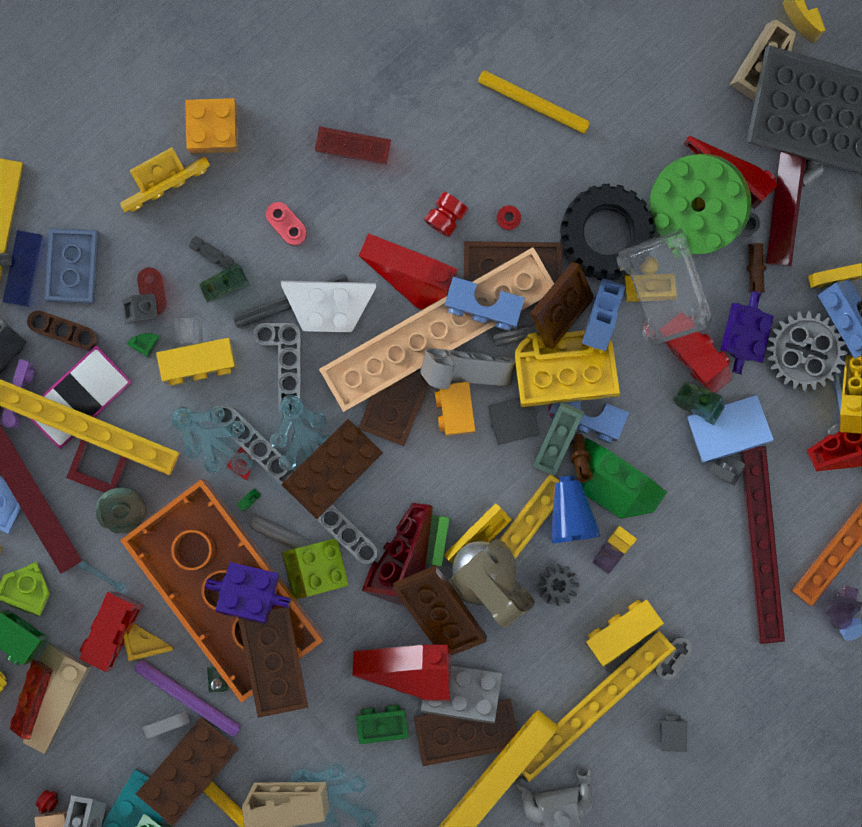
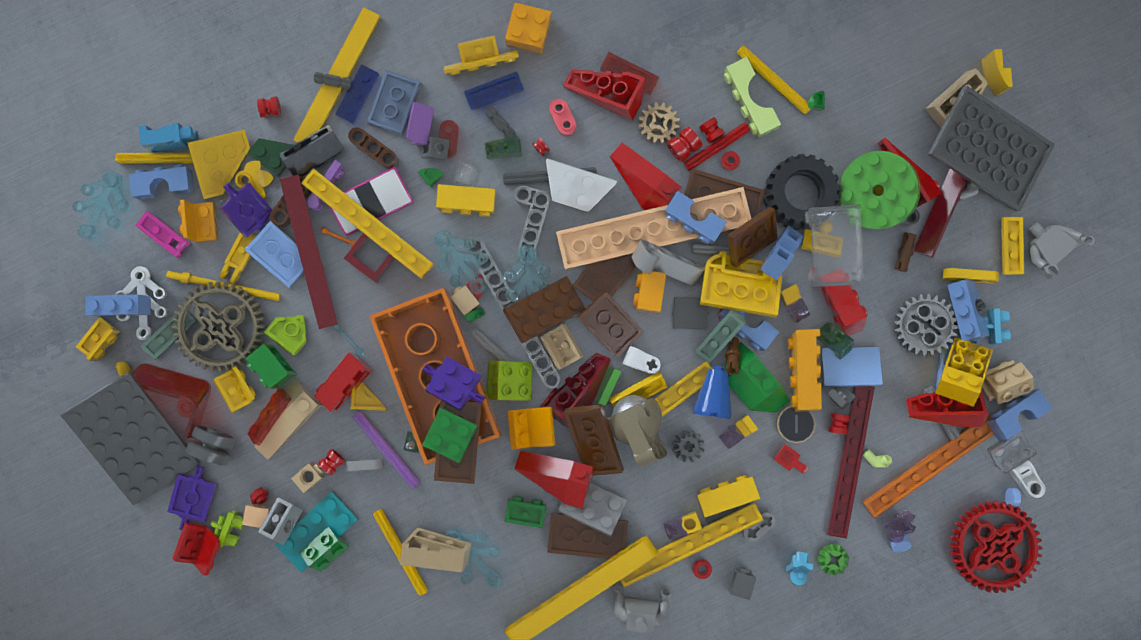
camera: 20 degrees right, 0 degrees up
(32, 450) = (324, 230): none -> orange hinge
(93, 767) = (300, 478): none -> tan brick
(111, 284) = (419, 124): none -> medium lavender panel
(120, 510) = (377, 294): sand green tile -> none
(124, 733) = (331, 462): none -> red wheel
(187, 772) = (369, 505): reddish brown plate -> none
(191, 215) = (494, 90): none -> clear blue plate
(231, 485) = (465, 300): none -> tan brick
(262, 656) = (450, 435): none -> green brick
(269, 268) = (541, 147): none -> red bush
(338, 174) = (613, 91): none -> red wedge
(358, 619) = (531, 427): none -> light orange bracket
(366, 508) = (561, 346): none -> tan bracket
(414, 188) = (665, 118): none -> tan gear
(419, 463) = (610, 324): none -> reddish brown plate
(466, 497) = (637, 360): none -> white piece
(475, 187) = (712, 130): none -> red wheel
(487, 205) = (717, 146): none -> red axle
(532, 155) = (761, 119): none -> yellowish green arch
(580, 684) = (683, 525): none -> leg
(594, 113) = (817, 101): none -> green tile
(626, 730) = (702, 575): none -> red plate
(638, 371) = (794, 303): none -> leg
(674, 450) = (805, 370): none -> light orange wedge
(682, 518) = (795, 426): none -> black tile
(686, 563) = (789, 458): none -> red plate
(735, 503) = (839, 423): none -> red wheel
(736, 695) = (799, 568): none -> medium azure hips
(747, 333) = (885, 298): dark purple plate -> none
(775, 660) = (824, 559): none -> bright green gear
(795, 535) = (877, 461): none -> yellowish green arm

